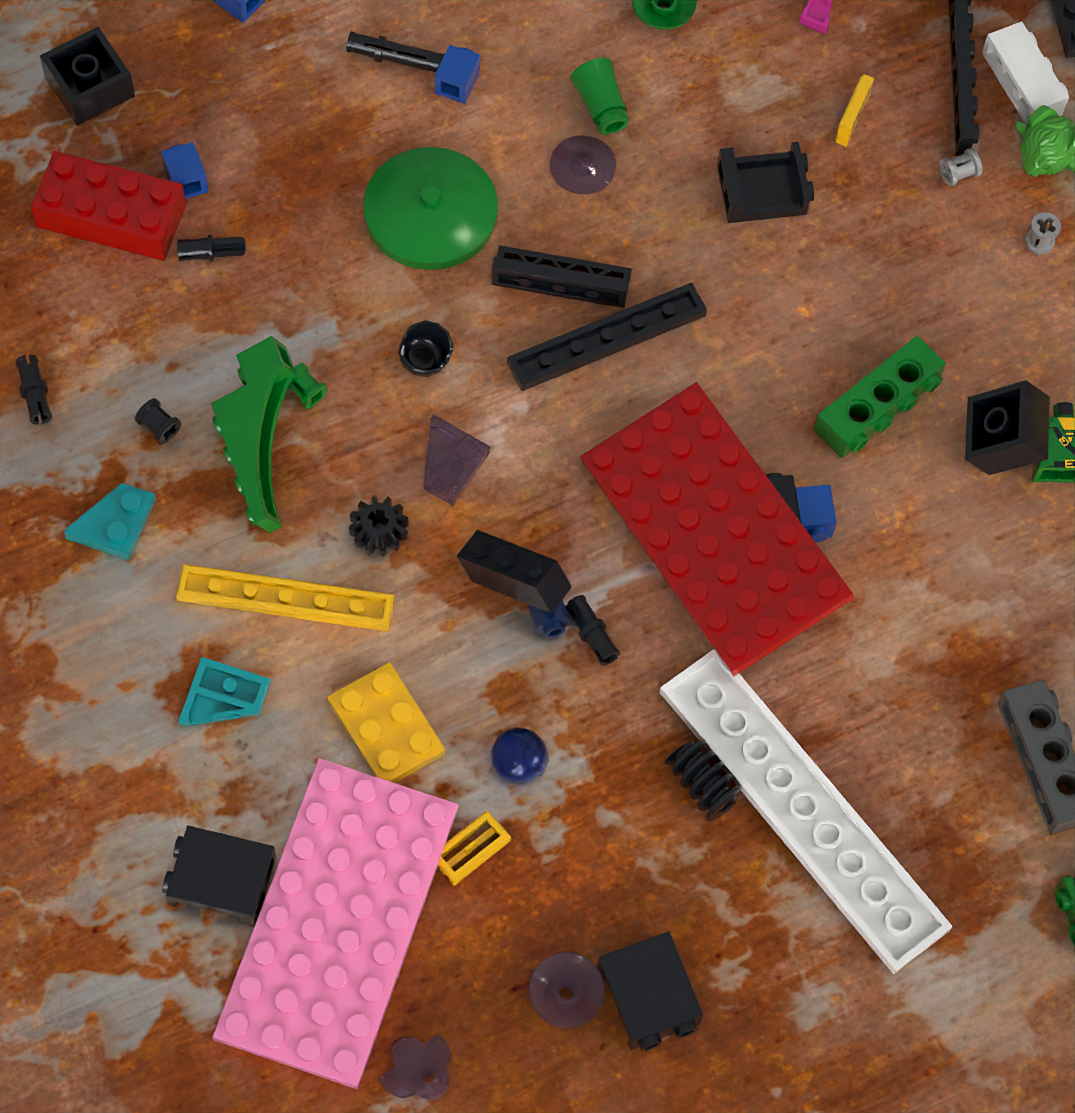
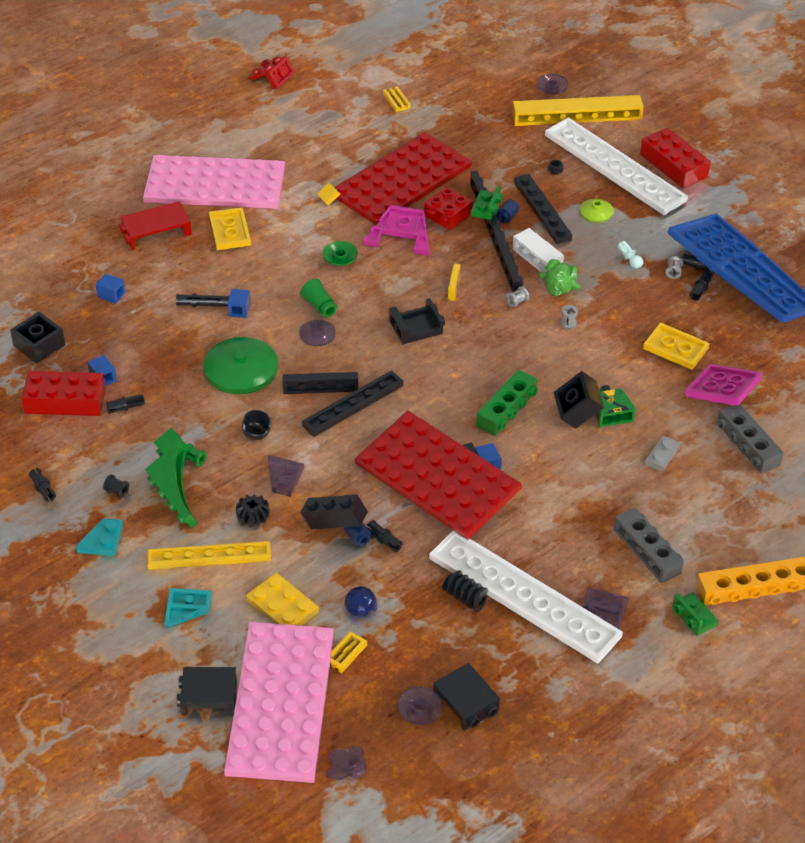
camera: 10 degrees left, 20 degrees down
(938, 866) = (606, 606): none -> wing

